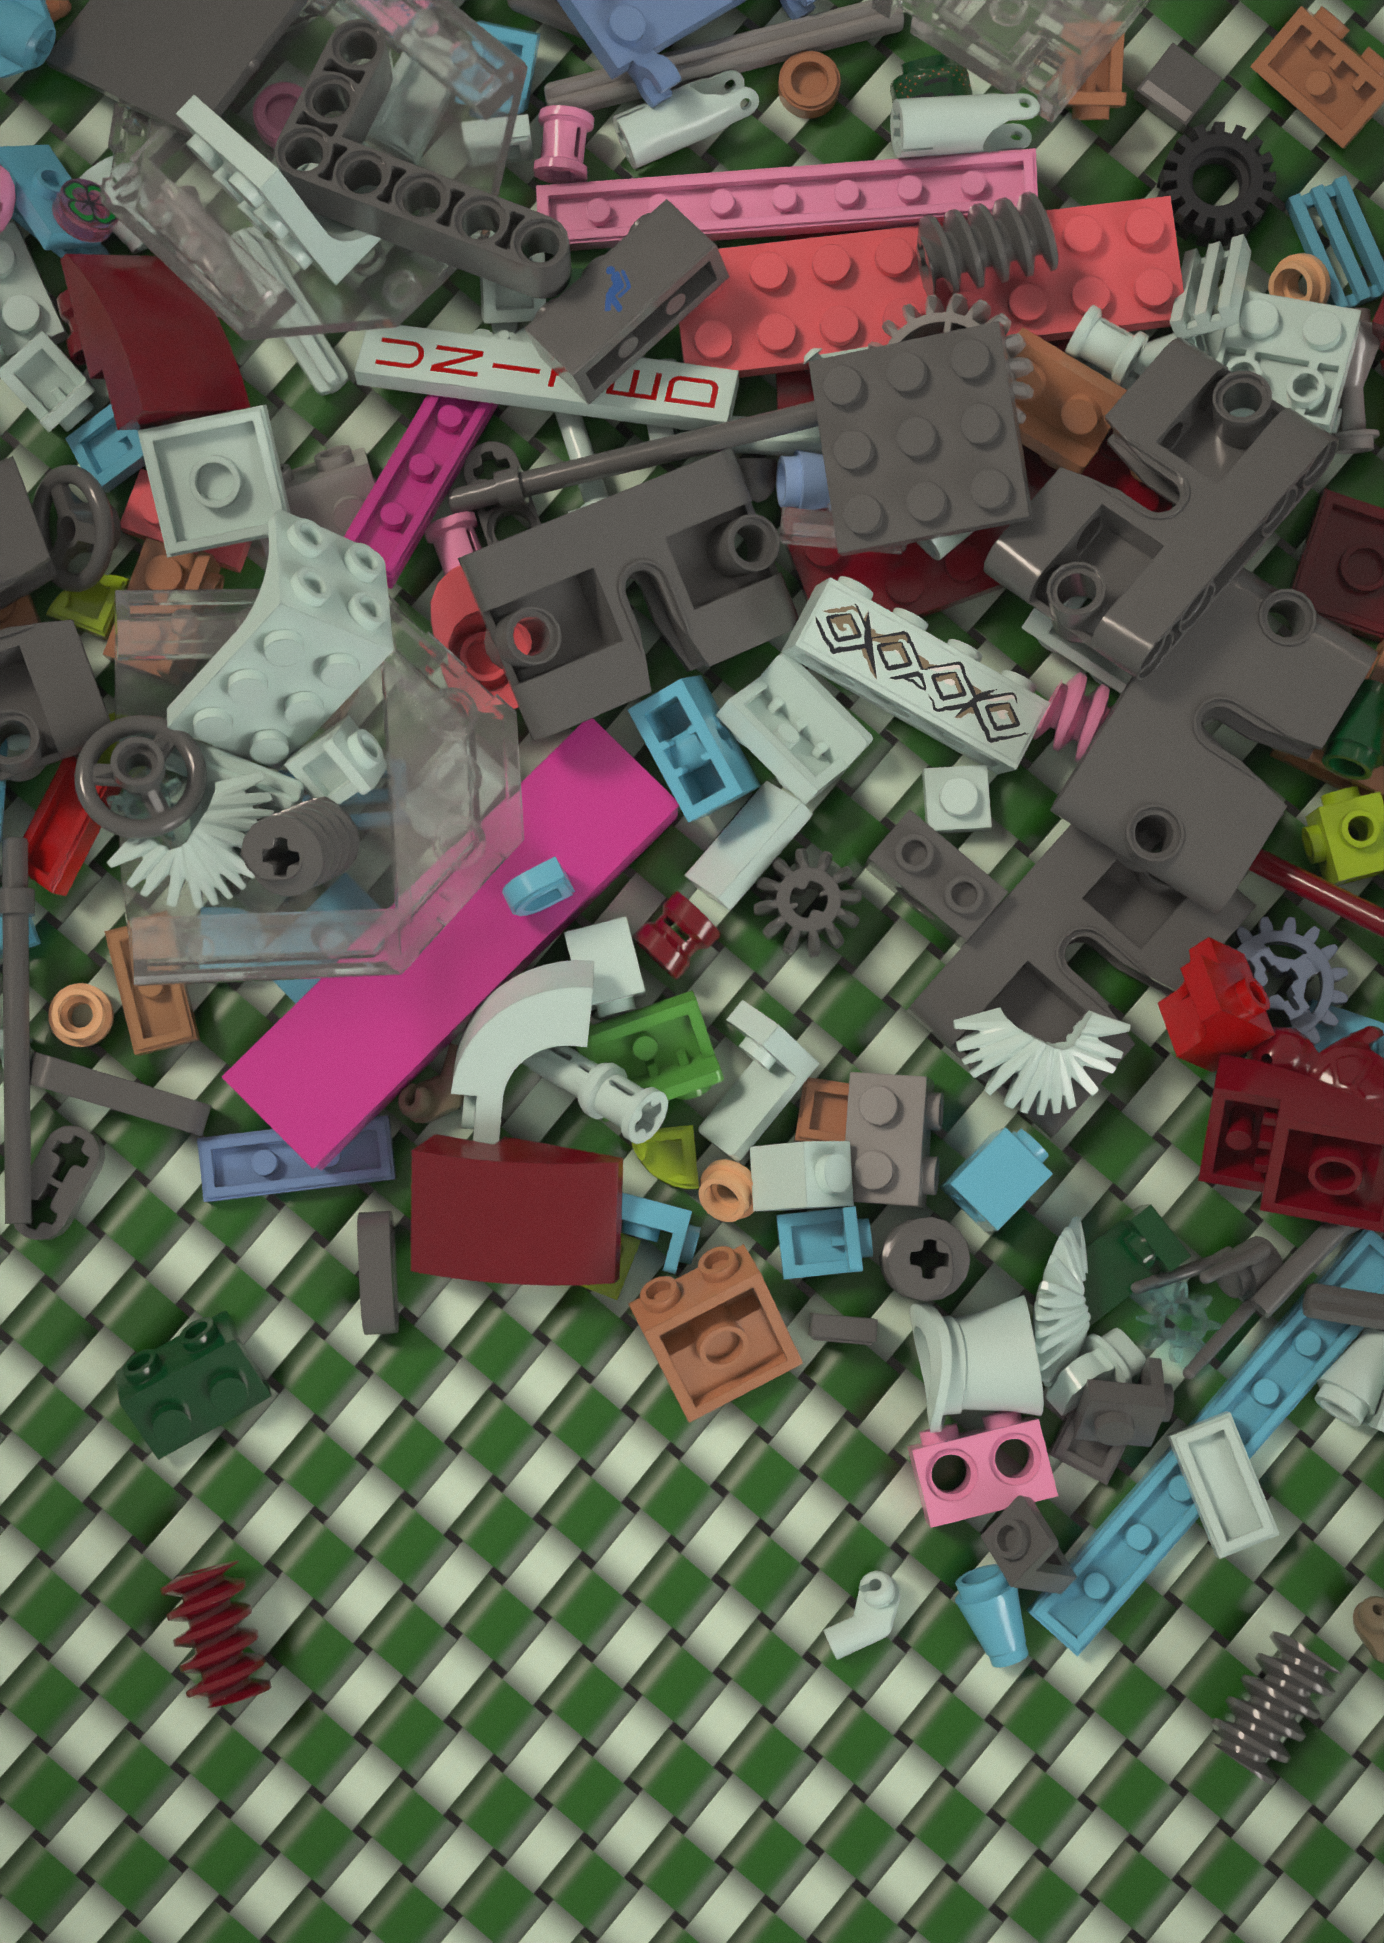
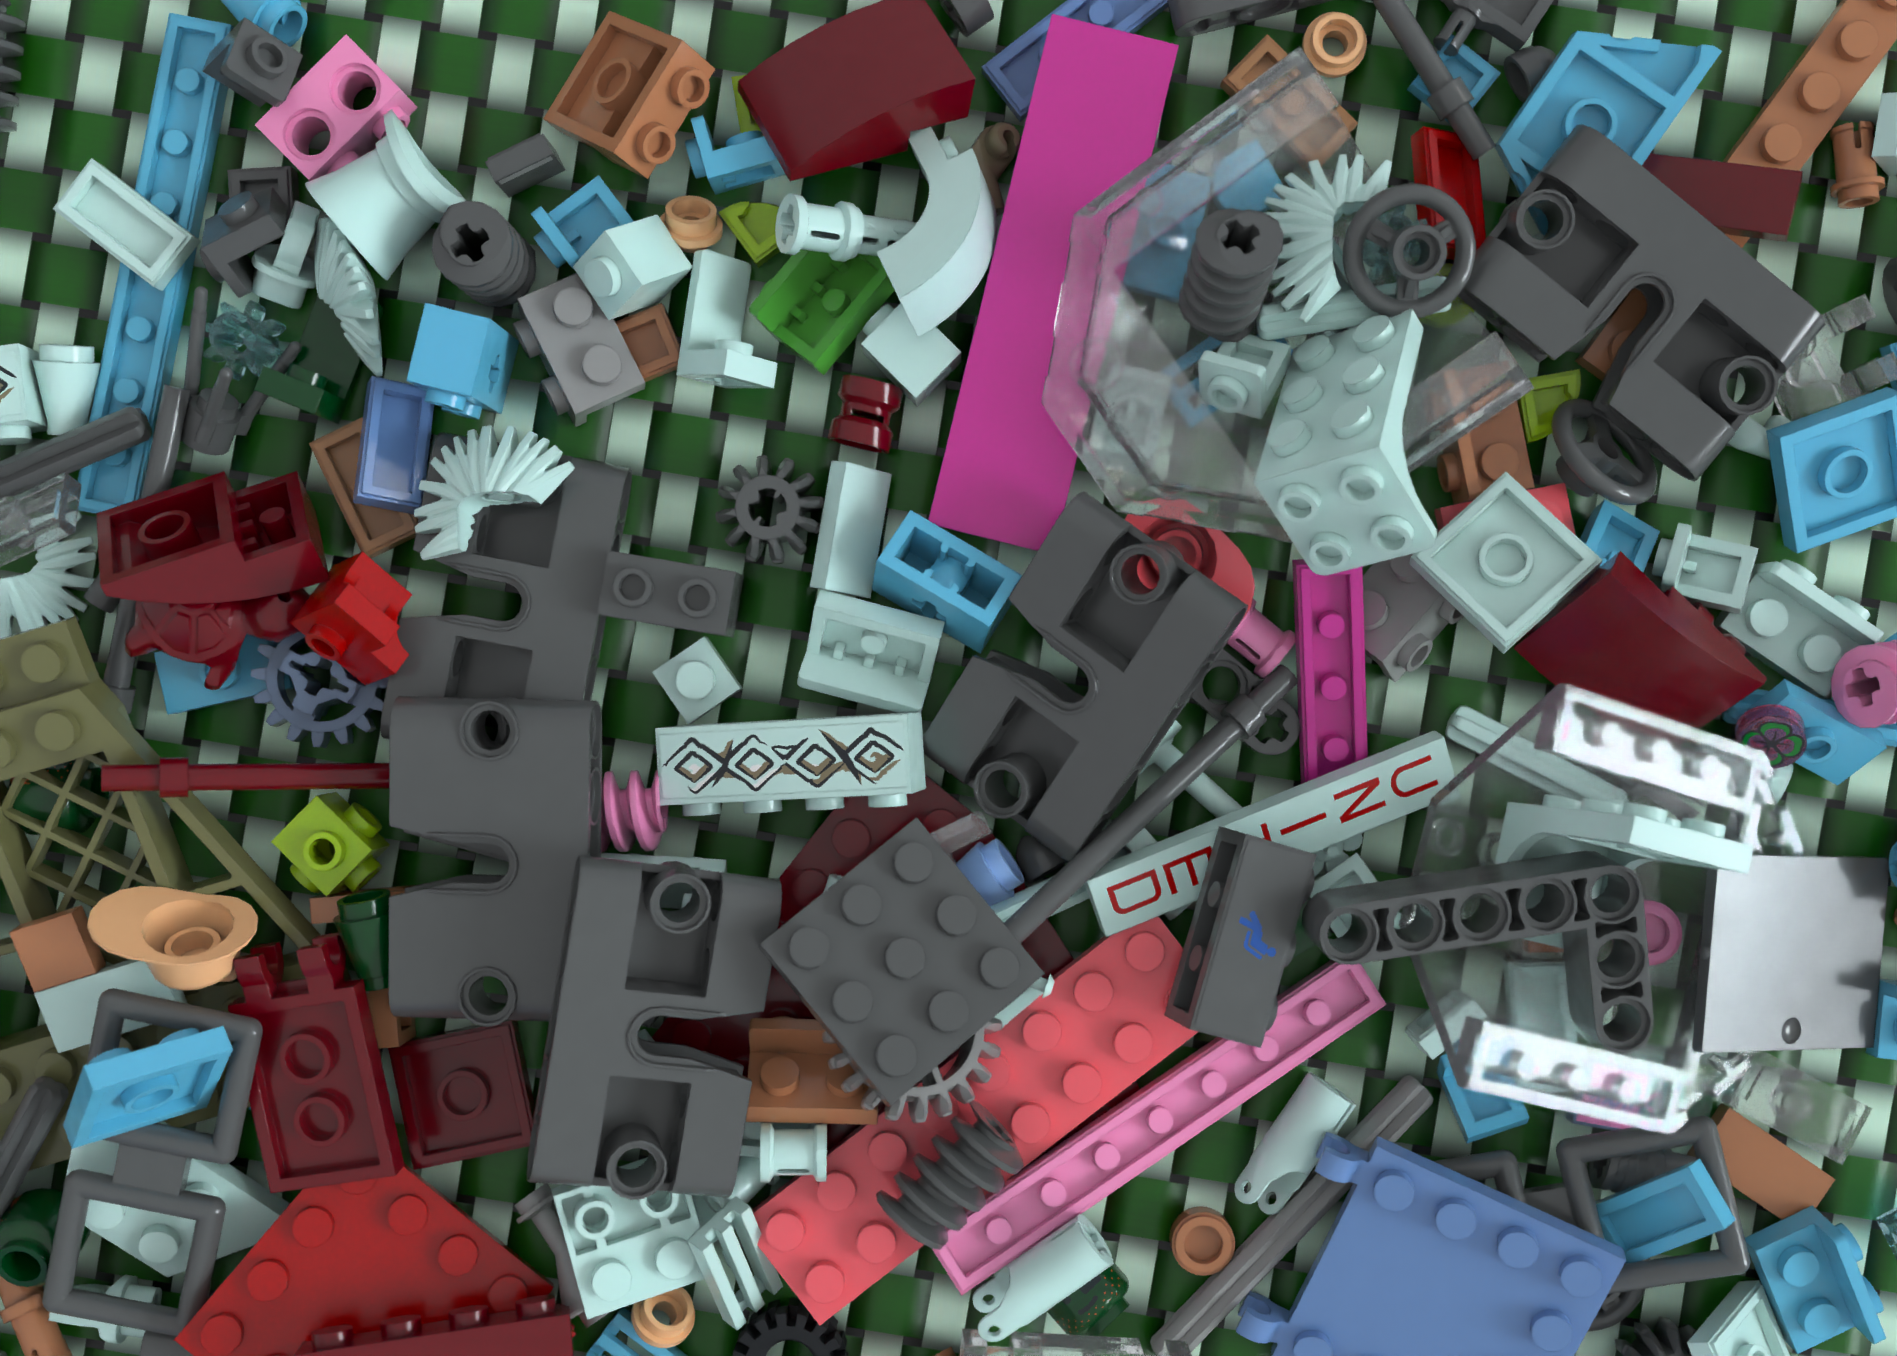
camera: 150 degrees right, 5 degrees up
(538, 888) = (1002, 367): medium azure tile -> none
(563, 144) = (1384, 1054): bright pink bush -> none
(1100, 1149) = (393, 446): none -> medium blue tile
(1144, 1131) = (372, 527): none -> medium nougat plate

